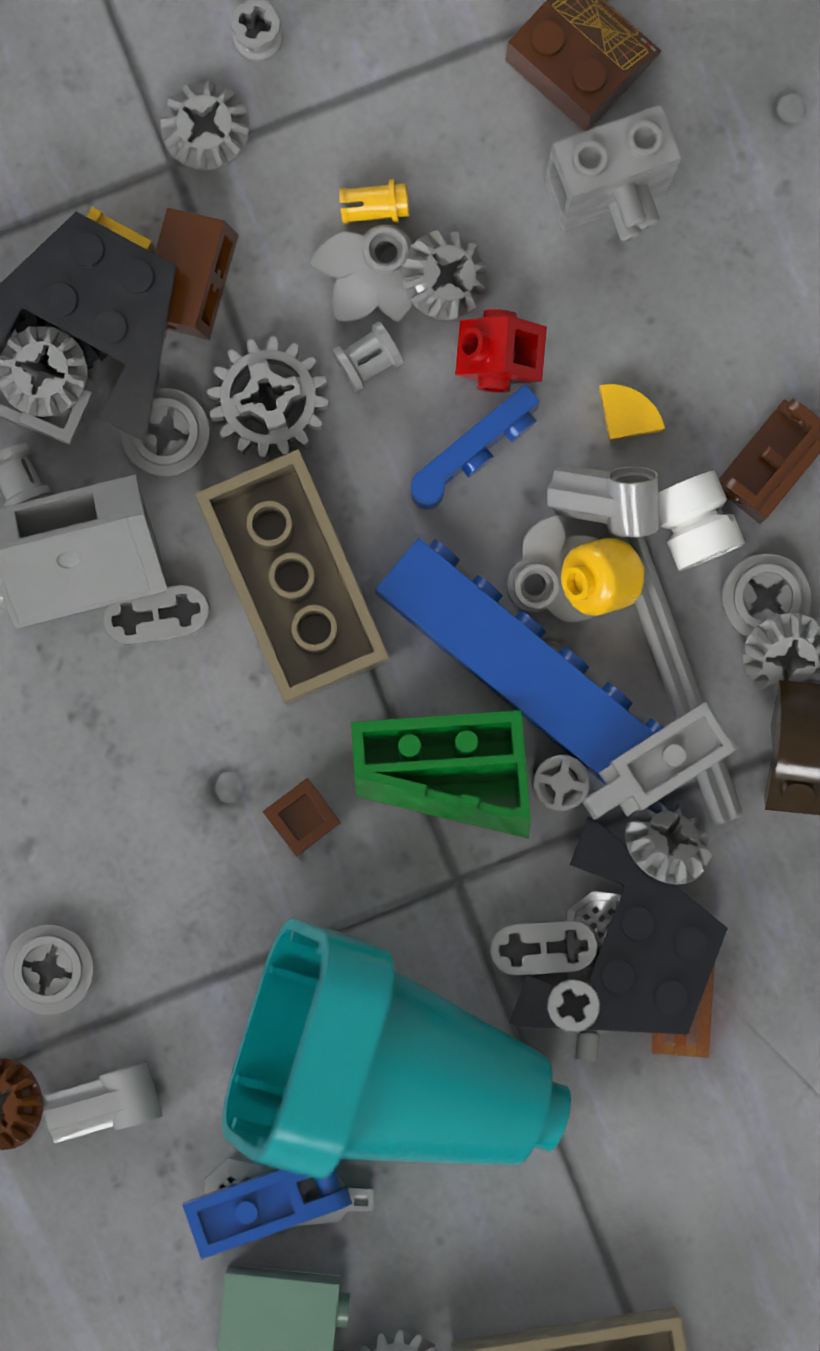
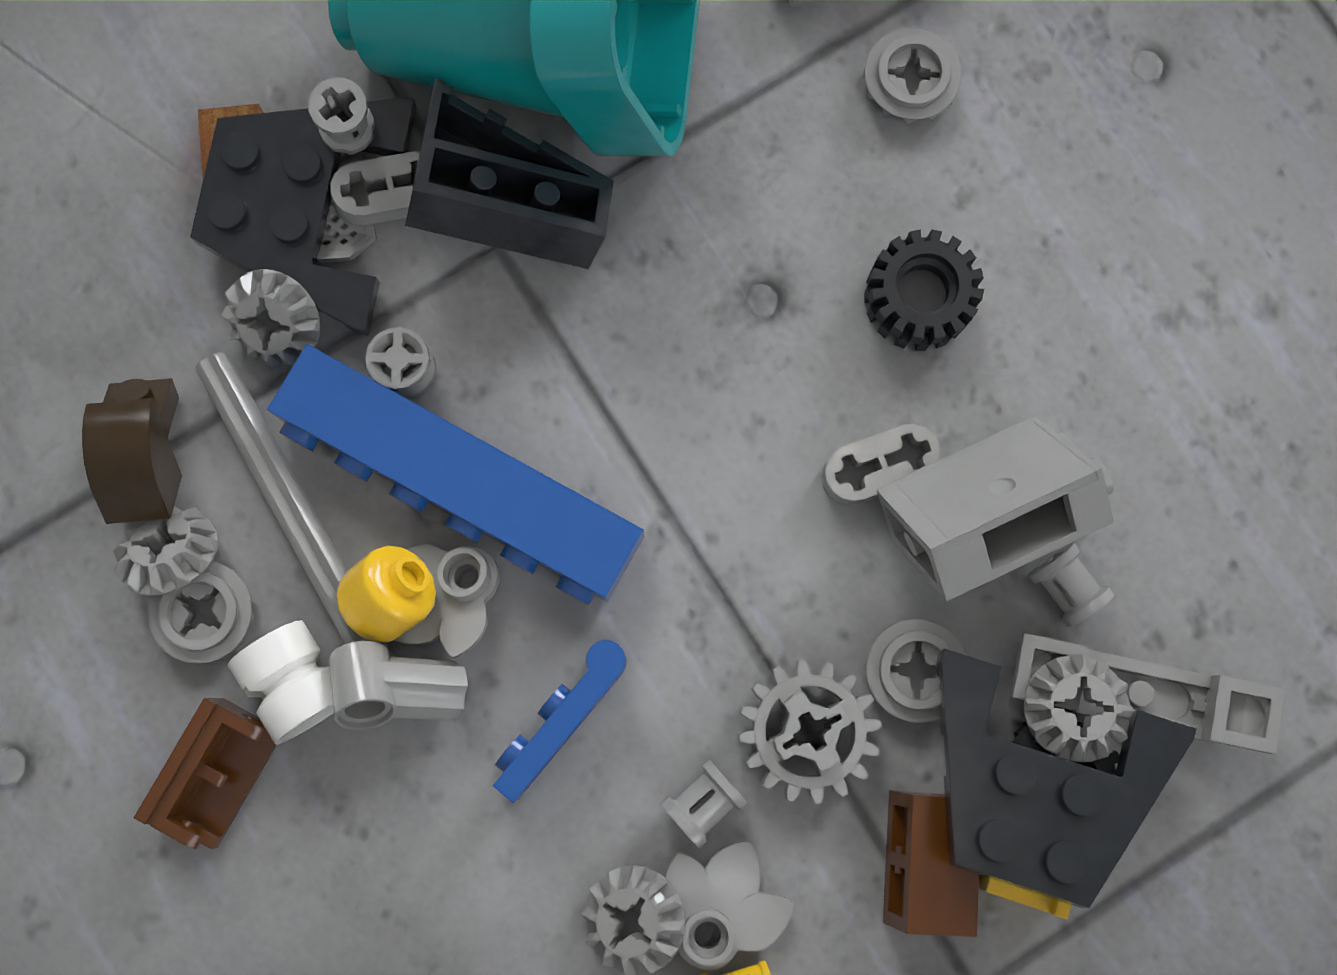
camera: 170 degrees right, 5 degrees down
(51, 755) = (934, 256): none -> black tyre
(292, 577) = (740, 524): dark tan brick -> none
(301, 817) = (677, 275): reddish brown plate -> none
(444, 917) = (504, 189): none -> black wedge
(447, 767) = (523, 350): green wedge -> none
(490, 346) = (550, 839): red brick -> none
(628, 413) = (392, 797): yellow tile -> none
(662, 763) = (281, 388): light grey hinge -> none

